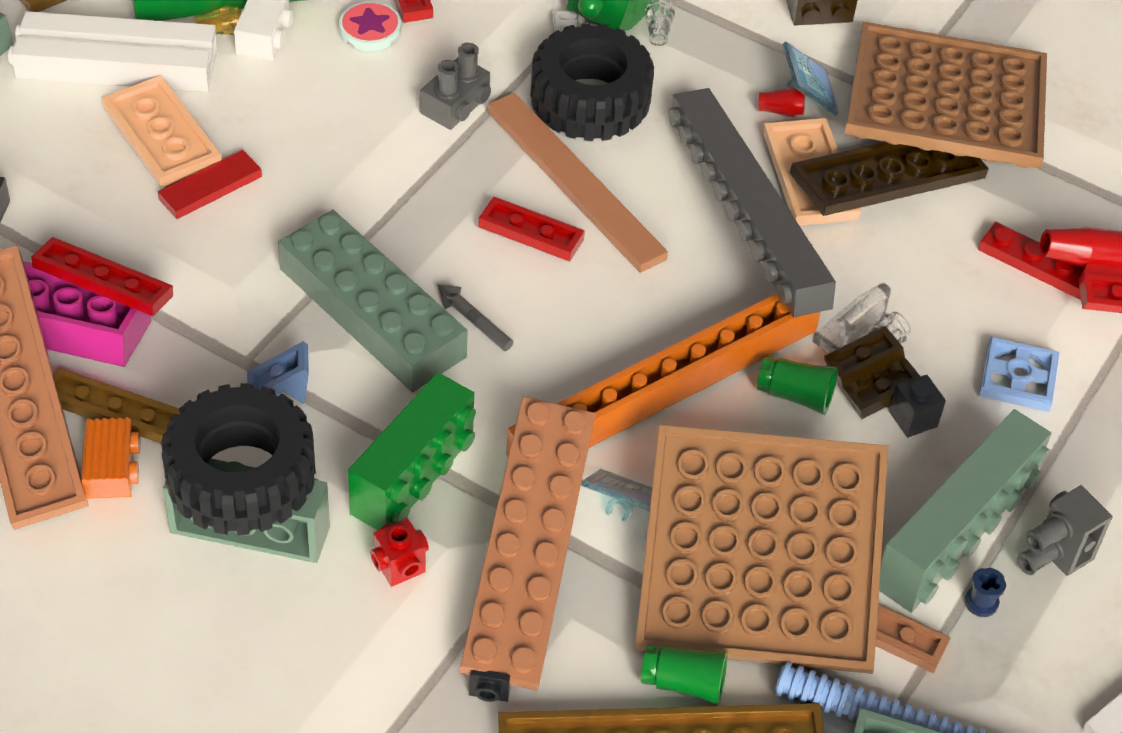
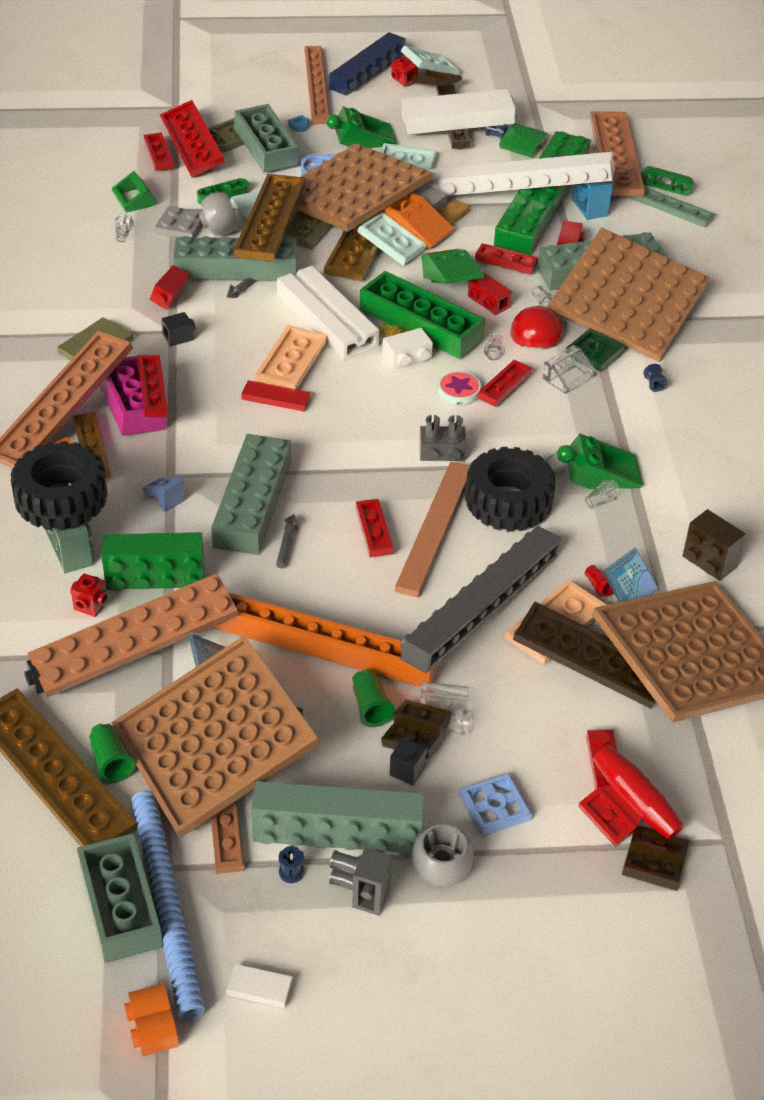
camera: 55 degrees right, 5 degrees down
(1082, 451) = (442, 855): none -> light grey wheel

